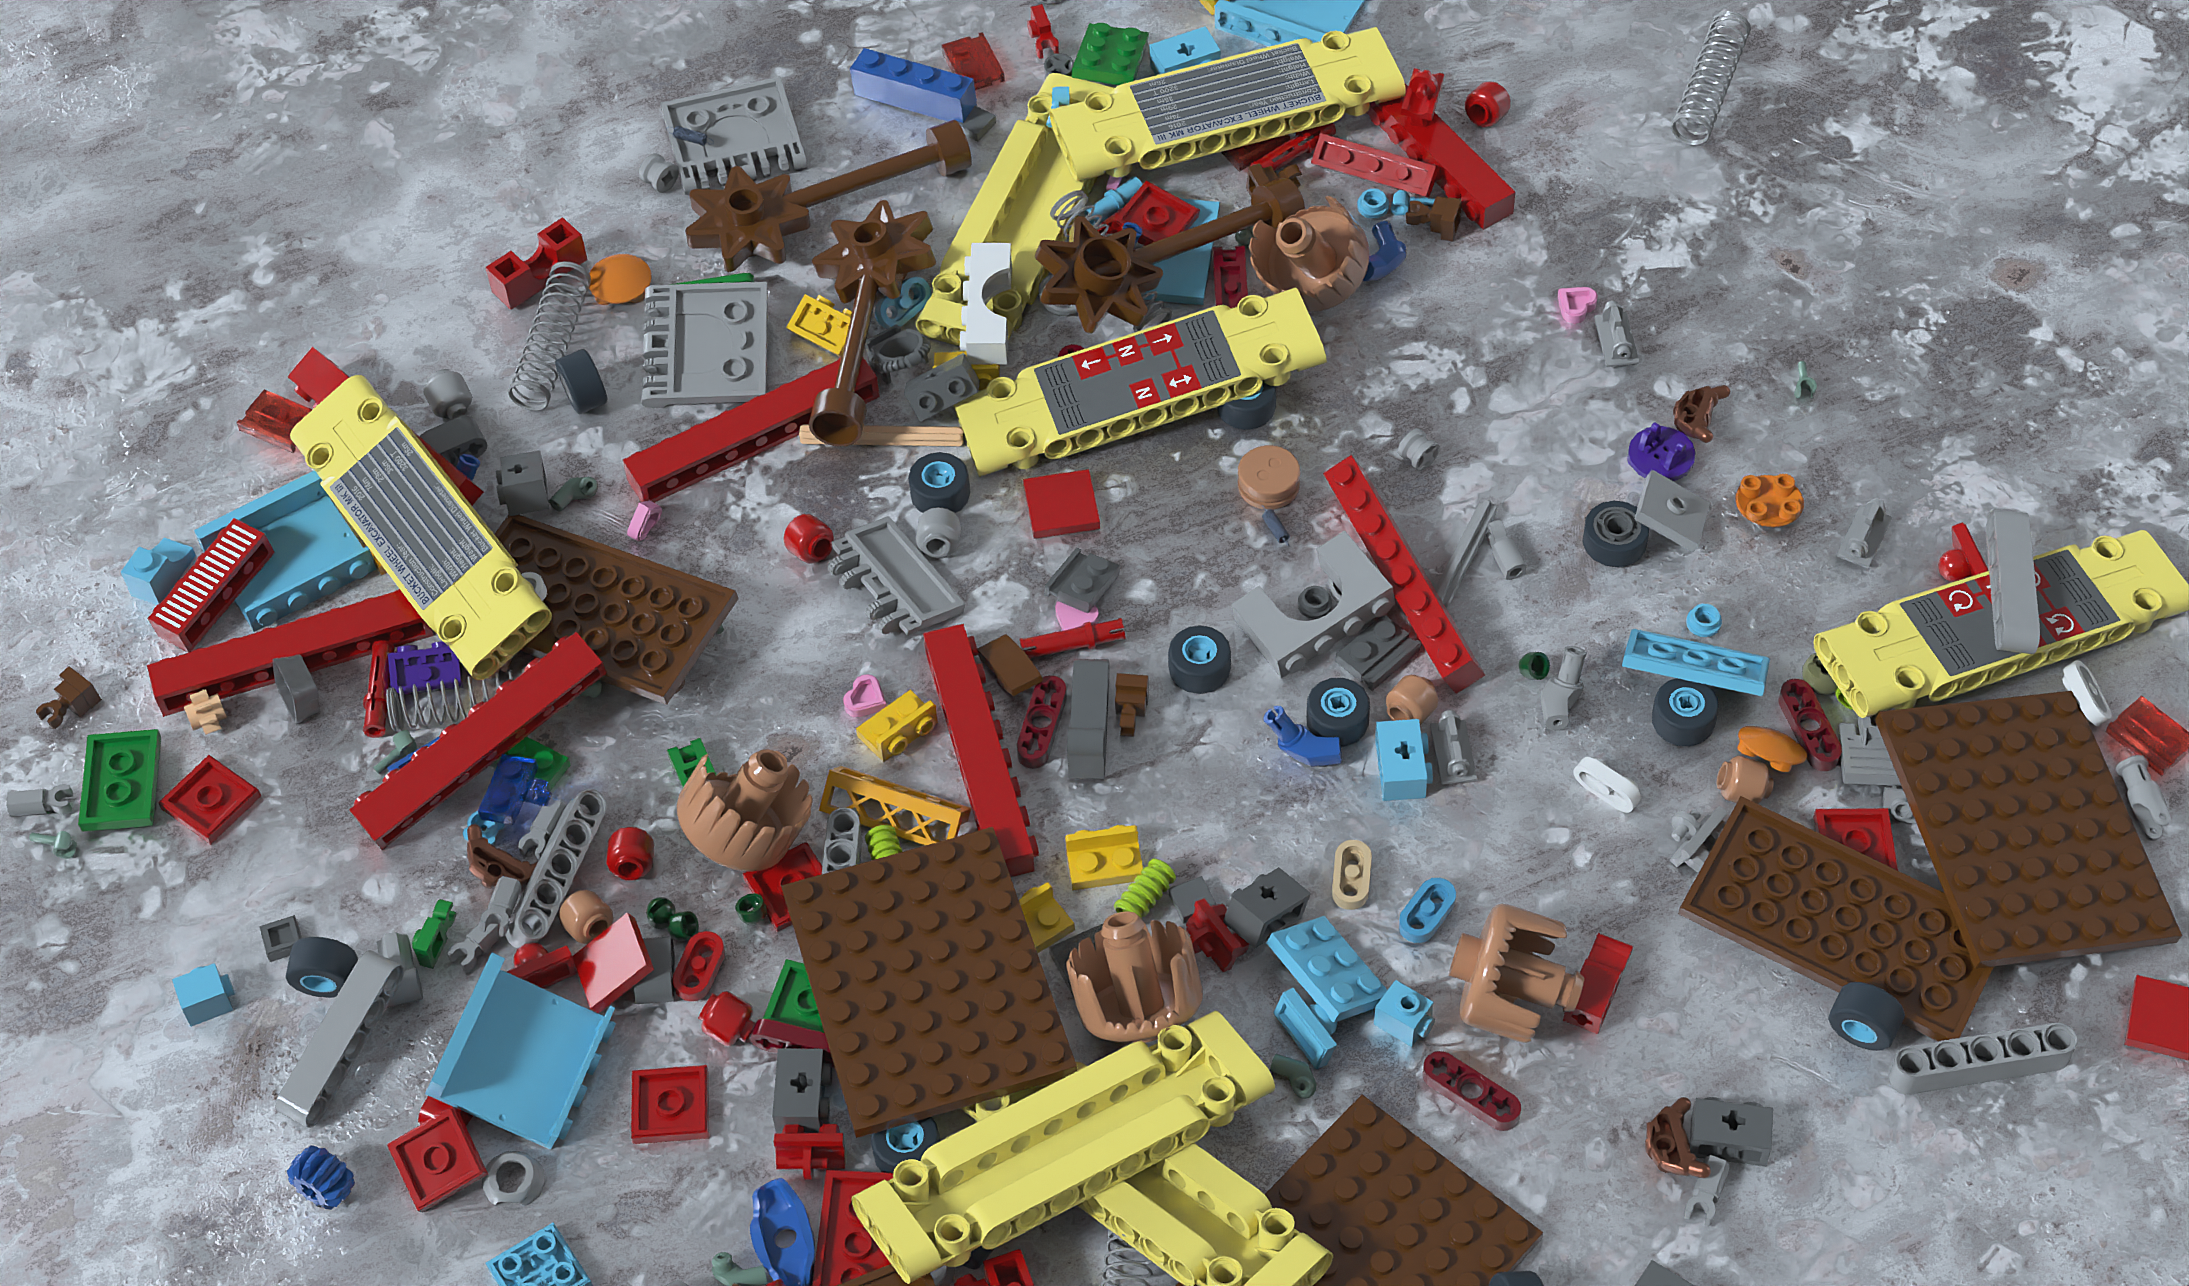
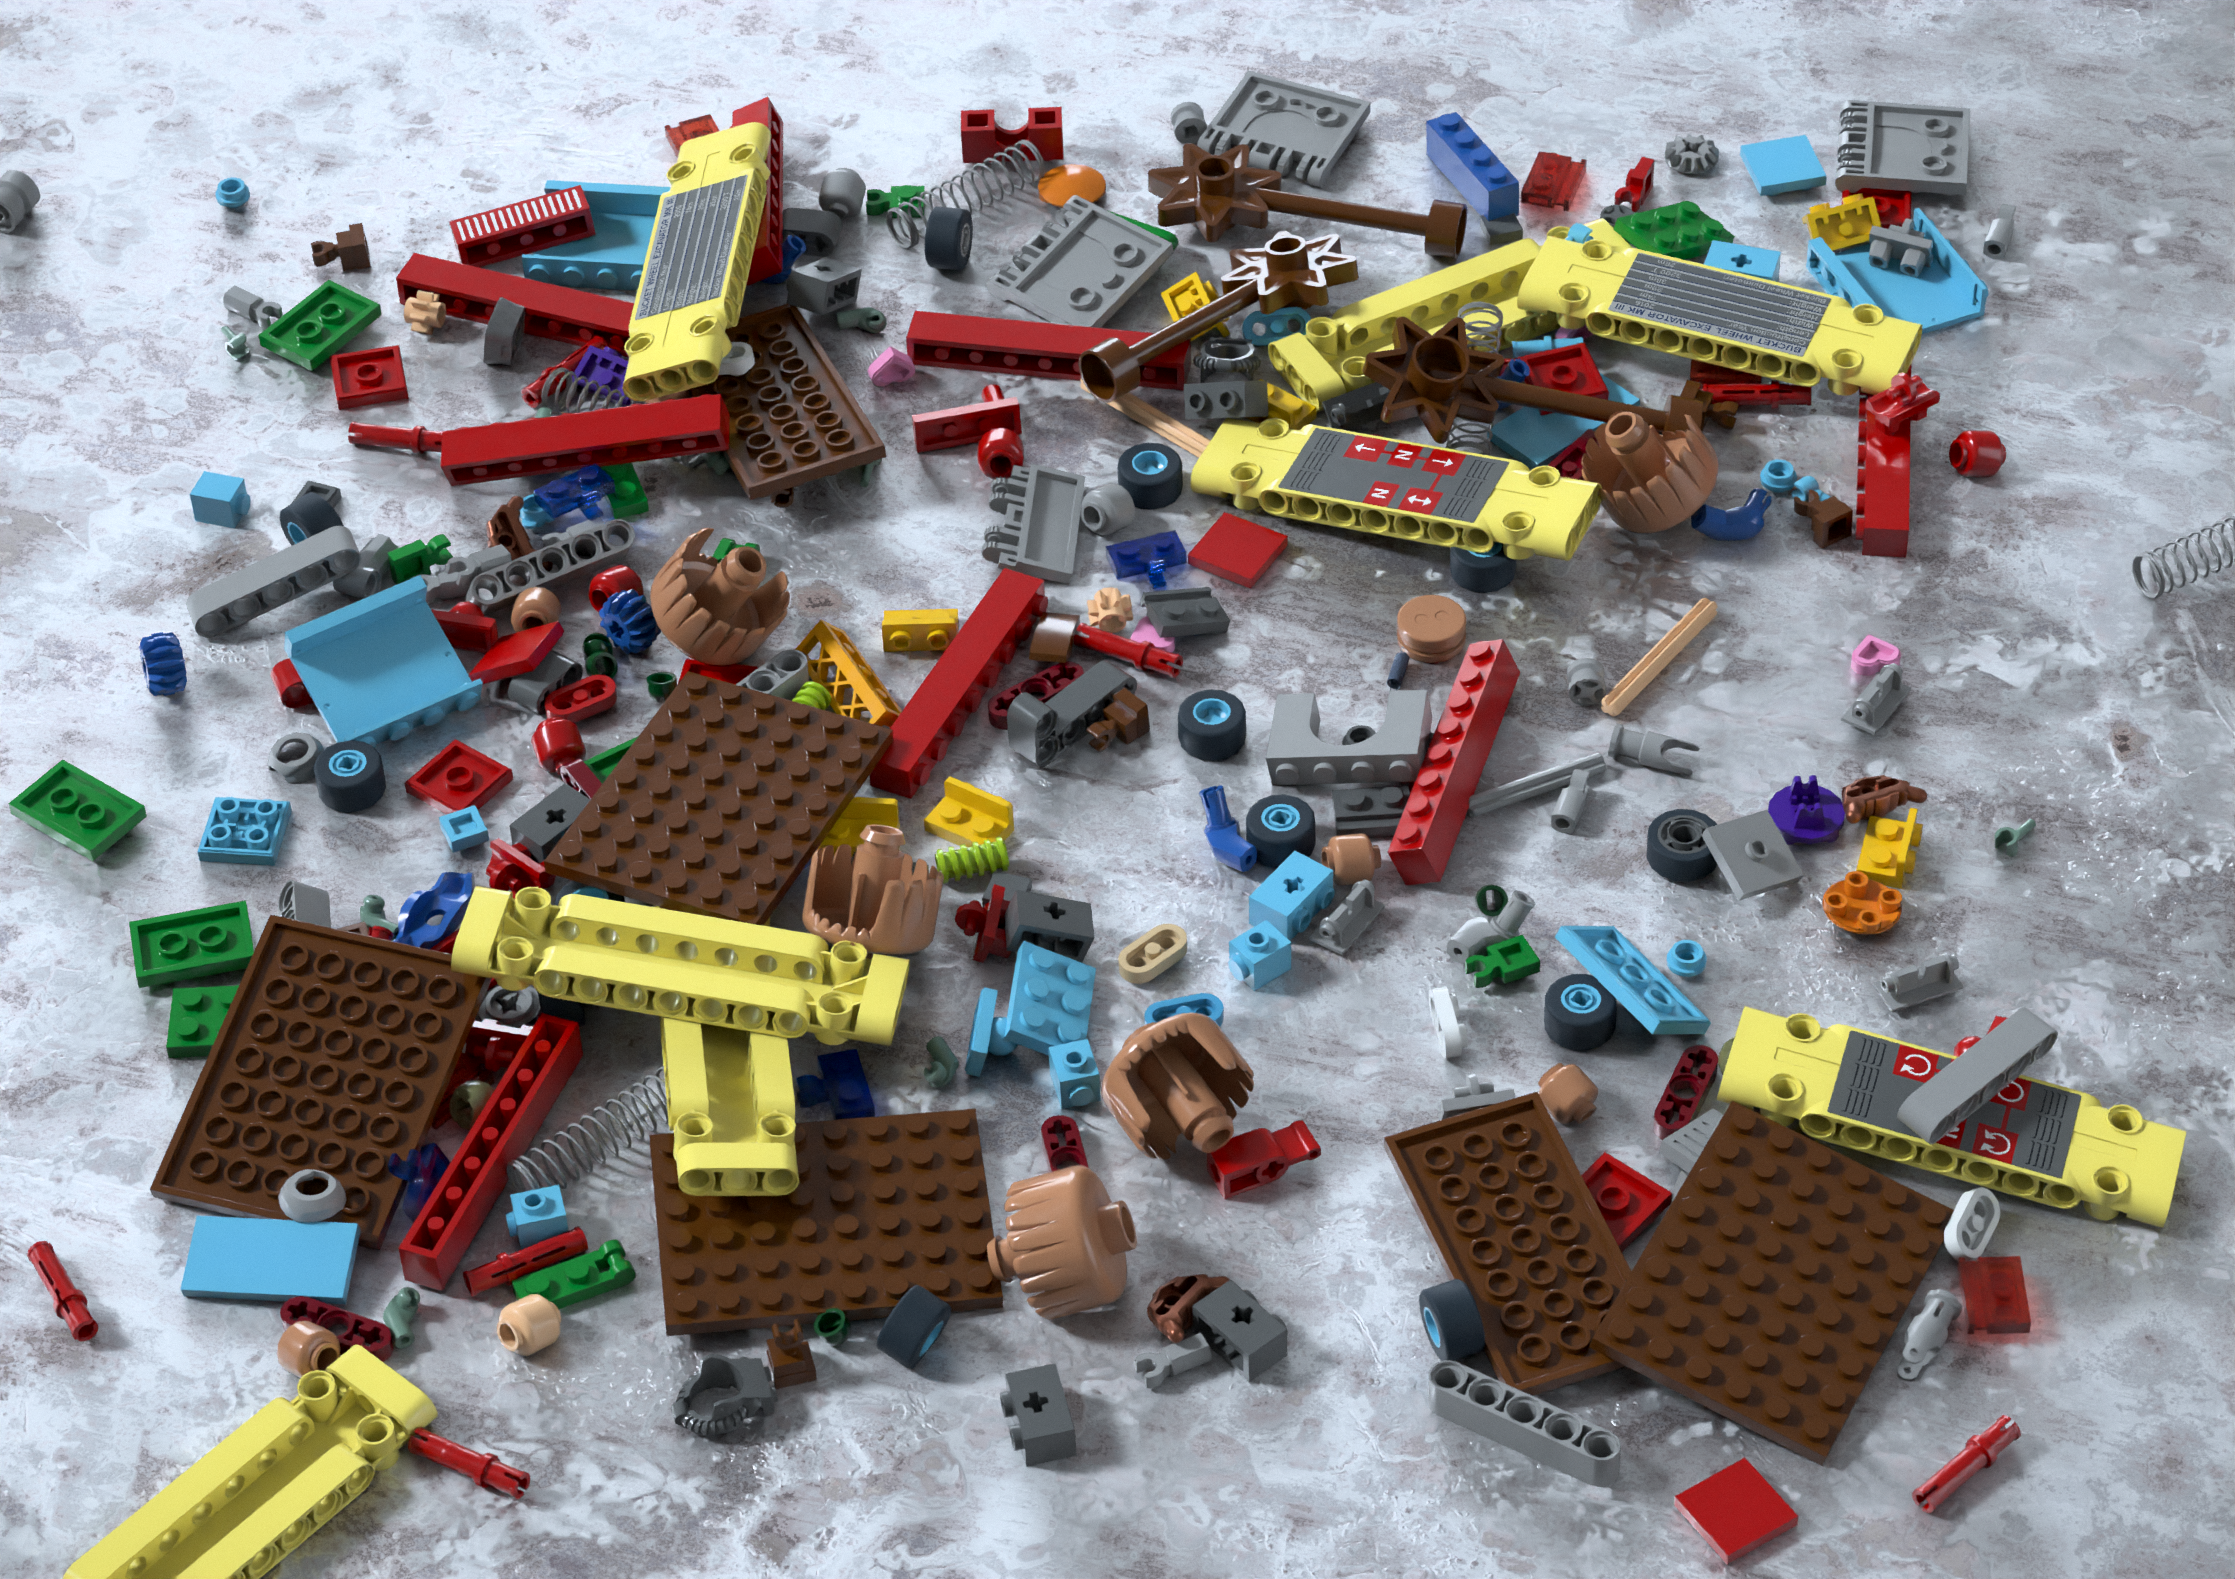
camera: 40 degrees right, 10 degrees down
(154, 572) = (488, 191): medium azure arch -> none
(316, 828) = (417, 439): none -> red pin
(437, 1159) = (254, 705): red tile -> none
(494, 372) = (881, 201): none -> green plate
(584, 1179) = (350, 776): none -> black wheel
(675, 872) = (629, 621): none -> blue gear
(690, 135) = (1241, 106): sand blue piece -> none
(724, 1144) = (463, 828): none -> medium azure plate
(770, 514) = (966, 423): none -> red piece
(865, 697) = (919, 595): bright pink tile -> none
(985, 331) = (1354, 333): white arch -> none
(1001, 551) = (1147, 556): none -> clear blue plate
(1029, 615) = (1110, 610): none -> light nougat gear
(1031, 329) = (1356, 406): none -> dark grey hinge
(1247, 1148) = (840, 1085): none -> clear blue plate
(1374, 165) = (1810, 444): plate -> none
(1429, 822) = (1259, 955): none -> medium azure brick
(1441, 397) = (1659, 657): none -> light nougat axle
(1511, 474) = (1648, 748): none -> light grey piece
(1564, 1152) = (1064, 1242): none -> nougat piece
(1594, 706) = (1506, 959): none -> green plate
(1743, 444) = (1887, 849): none -> yellow bracket
(1771, 745) = (1622, 1082): orange dish -> none

